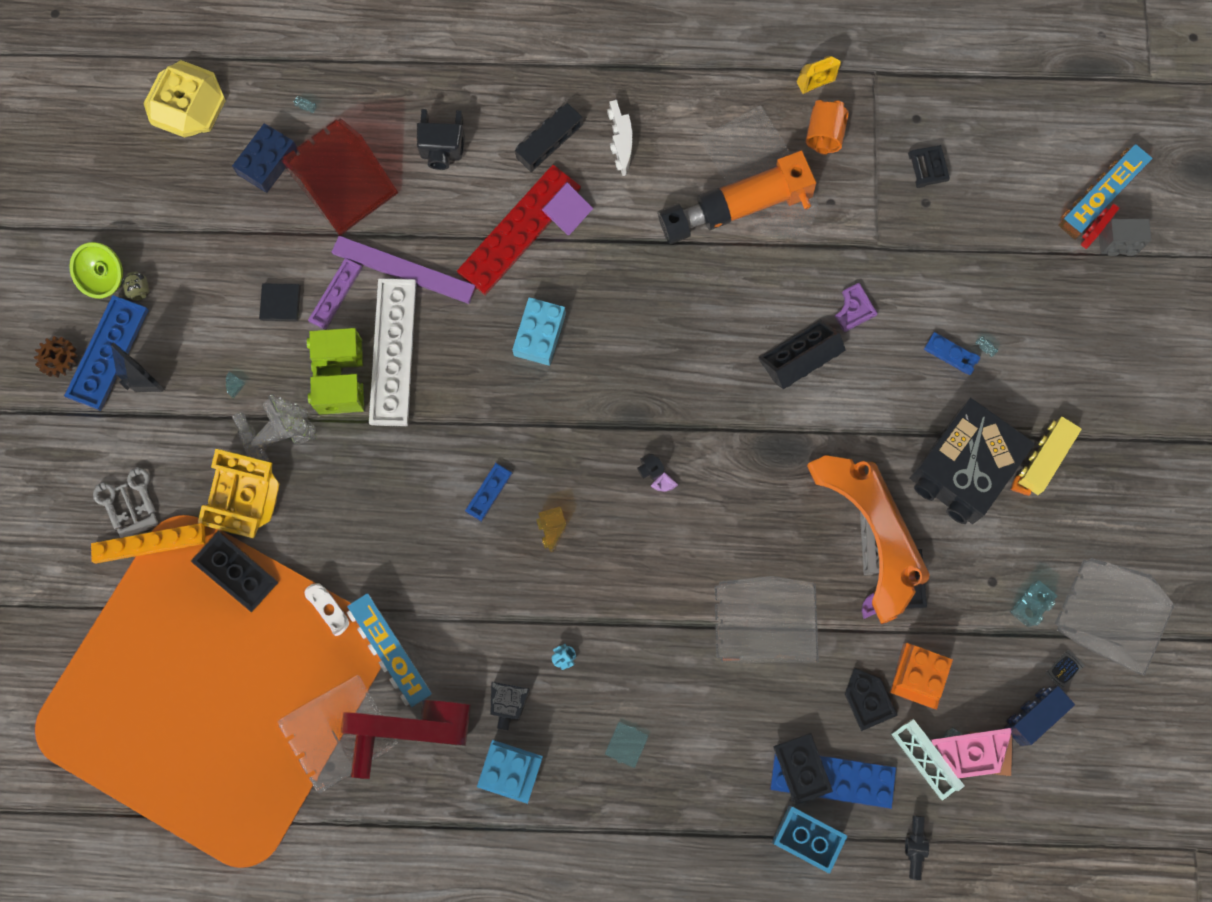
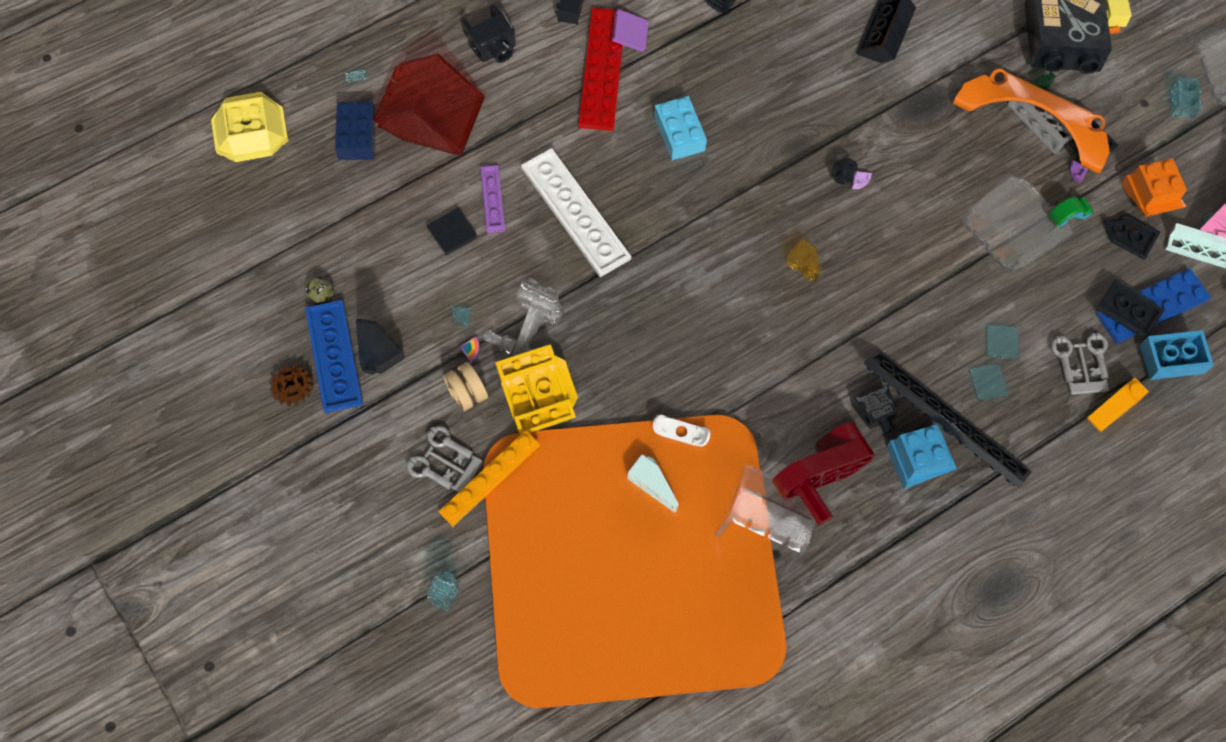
camera: 40 degrees left, 10 degrees down
(41, 614) = (443, 590): none -> clear light blue brick
(88, 273) = (265, 303): lime dish -> none
(182, 451) = (465, 386): none -> tan wheel
(218, 419) = (471, 349): none -> tile
(234, 571) = (579, 450): black slope -> none
(270, 634) = (651, 480): none -> light aqua slope
(329, 388) = (530, 235): lime piece -> none
(389, 650) = (755, 428): dark azure brick -> none
(403, 269) = (532, 148): medium lavender tile -> none
(488, 492) = (733, 268): blue tile -> none
(558, 755) = (951, 421): none -> black plate
(563, 656) = (891, 346): medium azure gear -> none
(668, 717) = (1002, 342): none -> clear light blue piece
(711, 810) = (1087, 387): none -> light grey piece
(719, 846) = (1118, 405): none -> light orange slope
(826, 641) = (1069, 209): none -> green animal
(908, 500) = (1045, 81): none -> clear green plate

